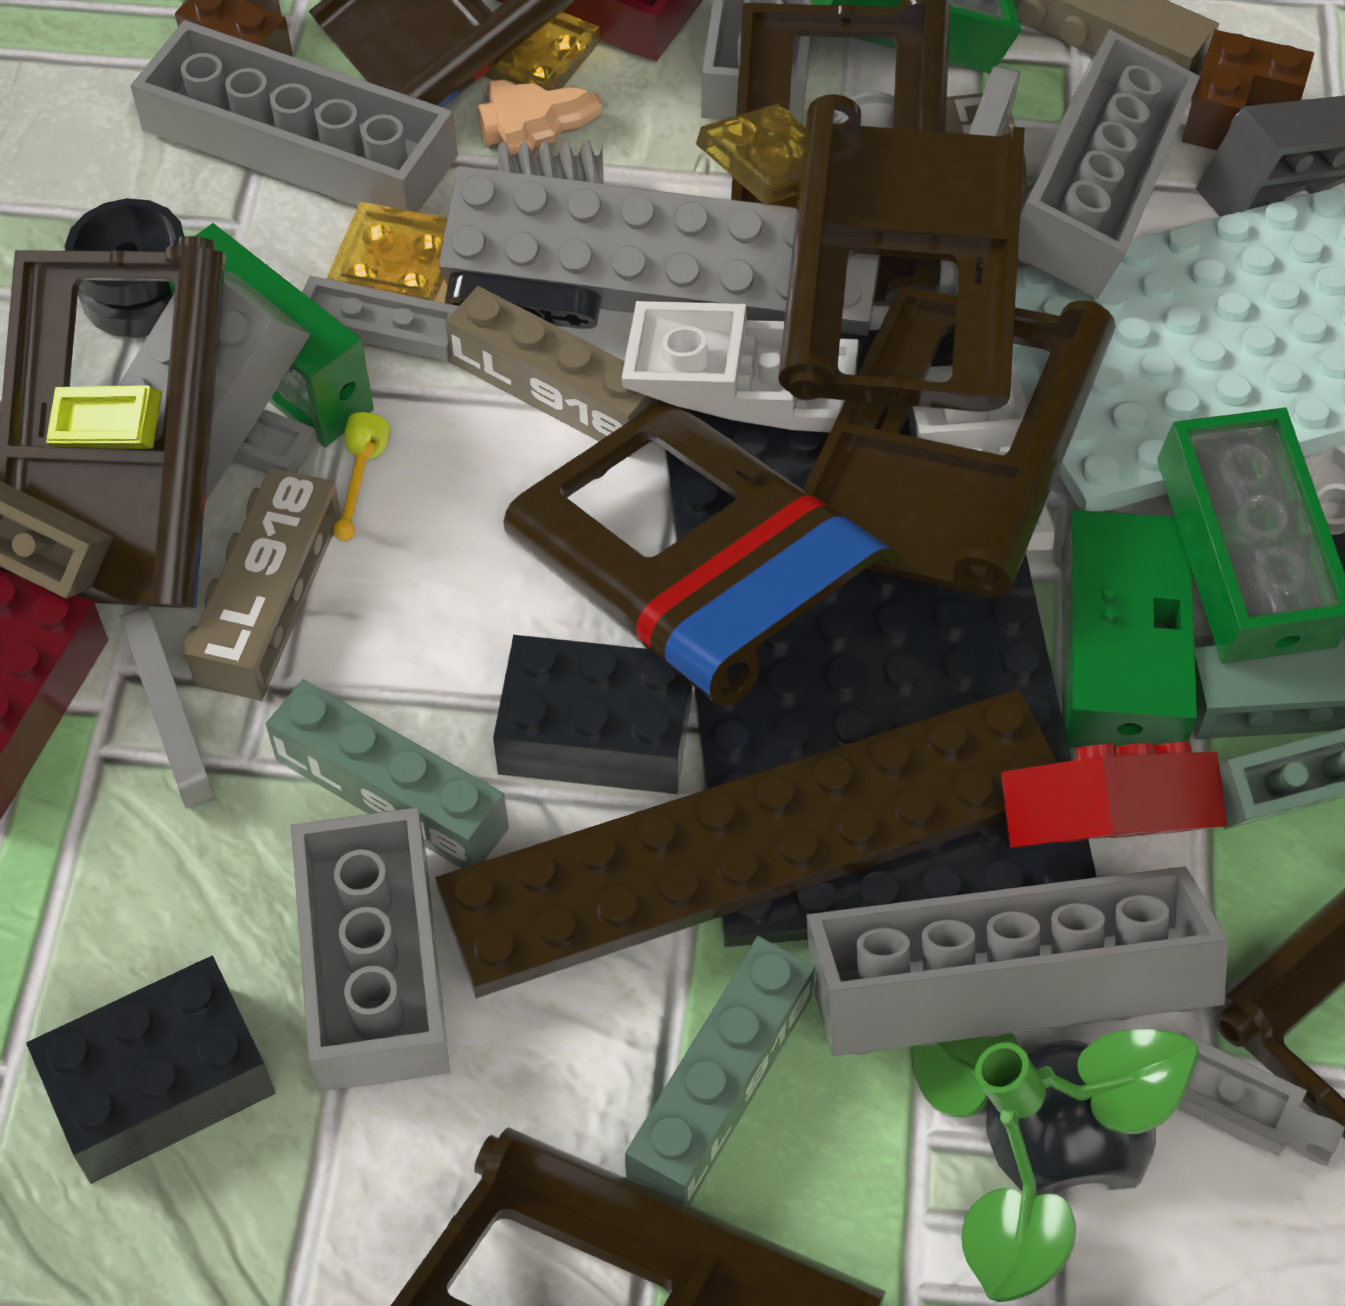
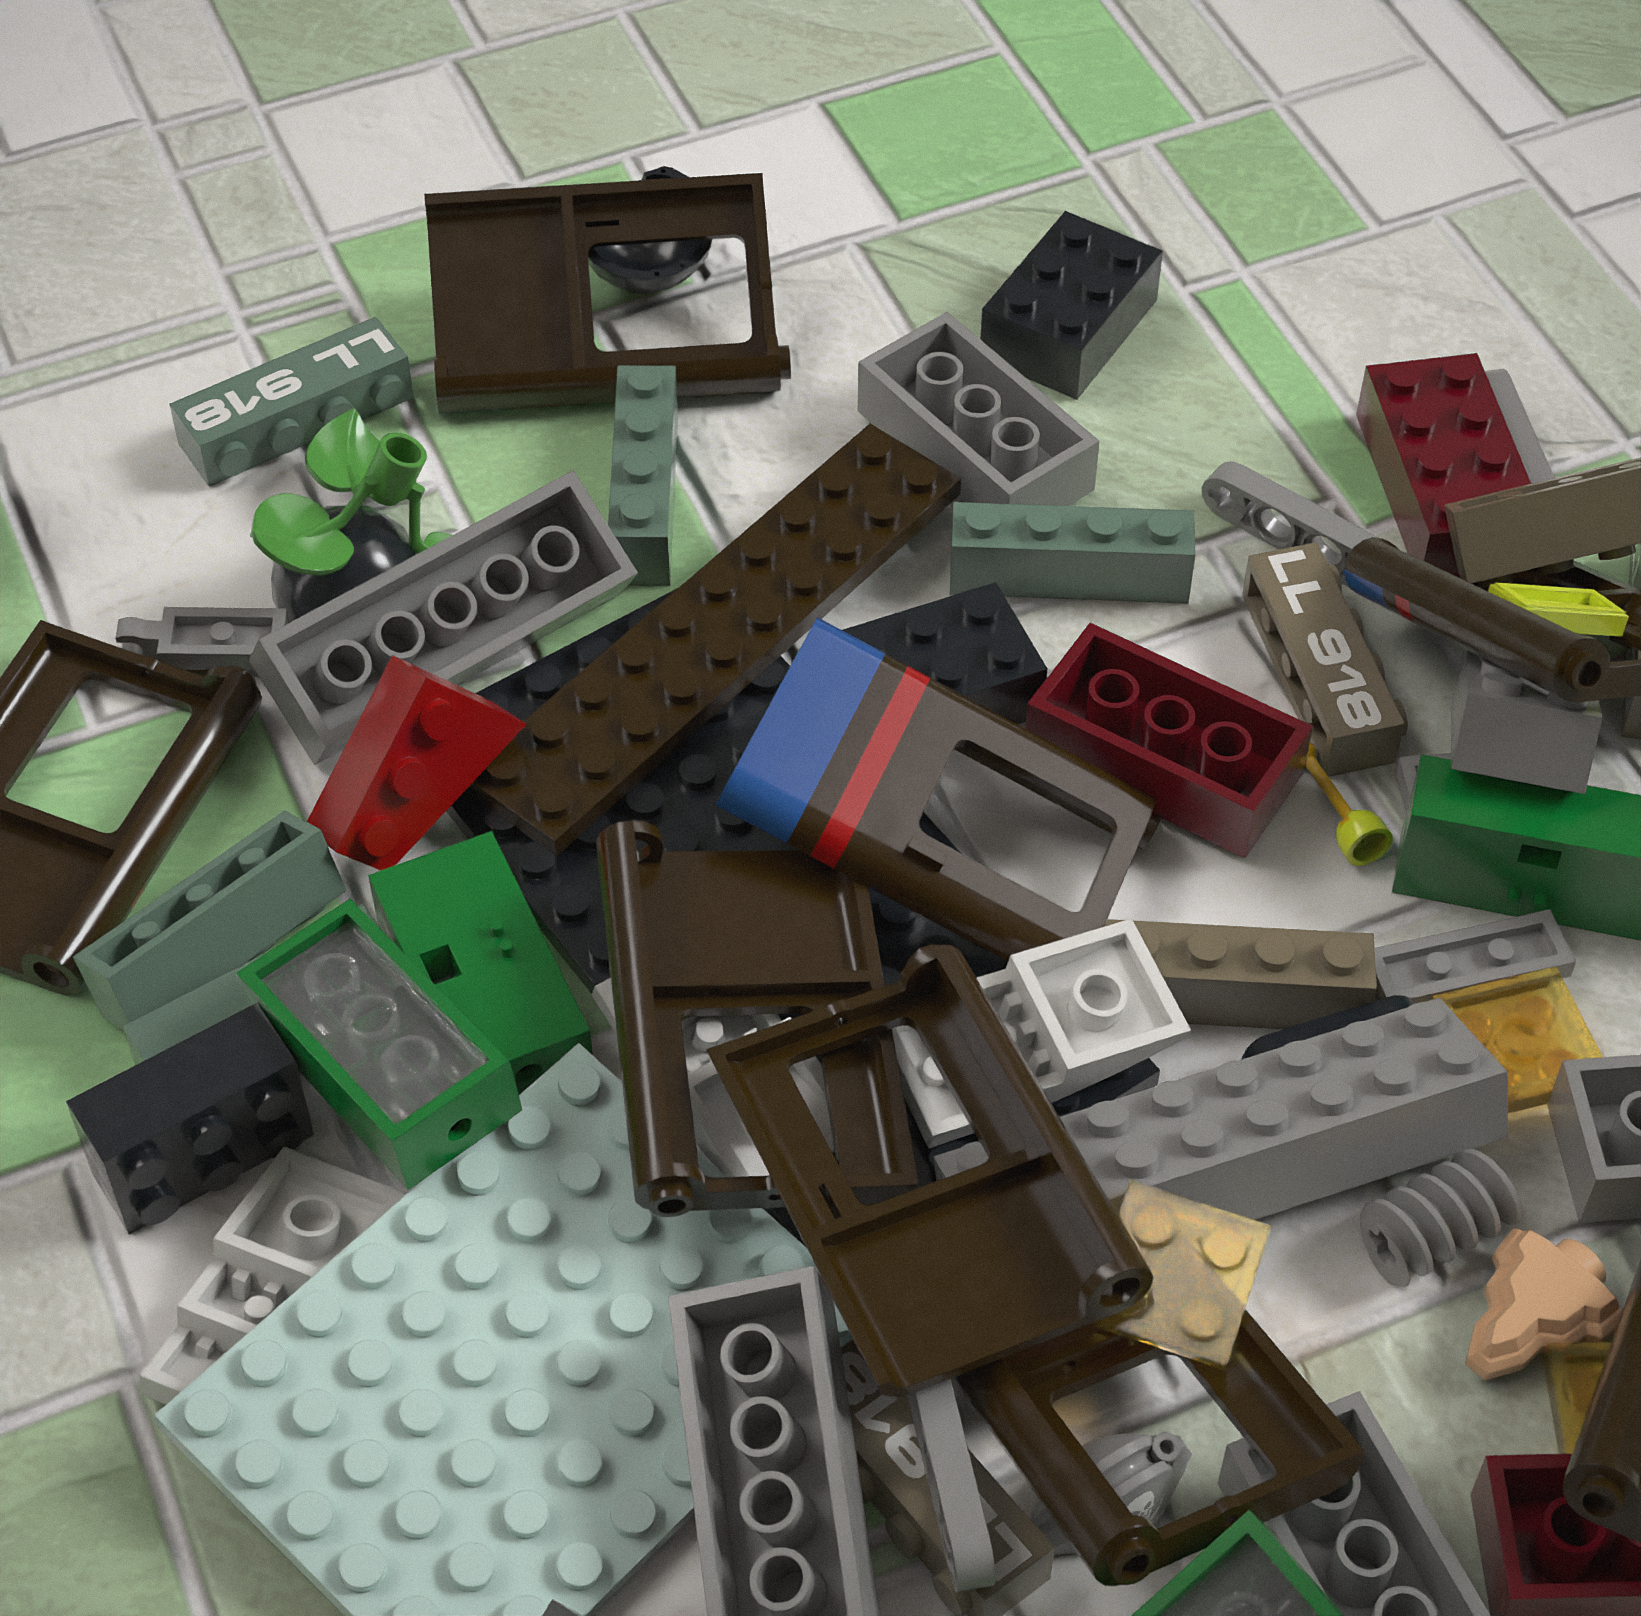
camera: 150 degrees right, 5 degrees down
(456, 554) = (1175, 734): none -> dark red brick

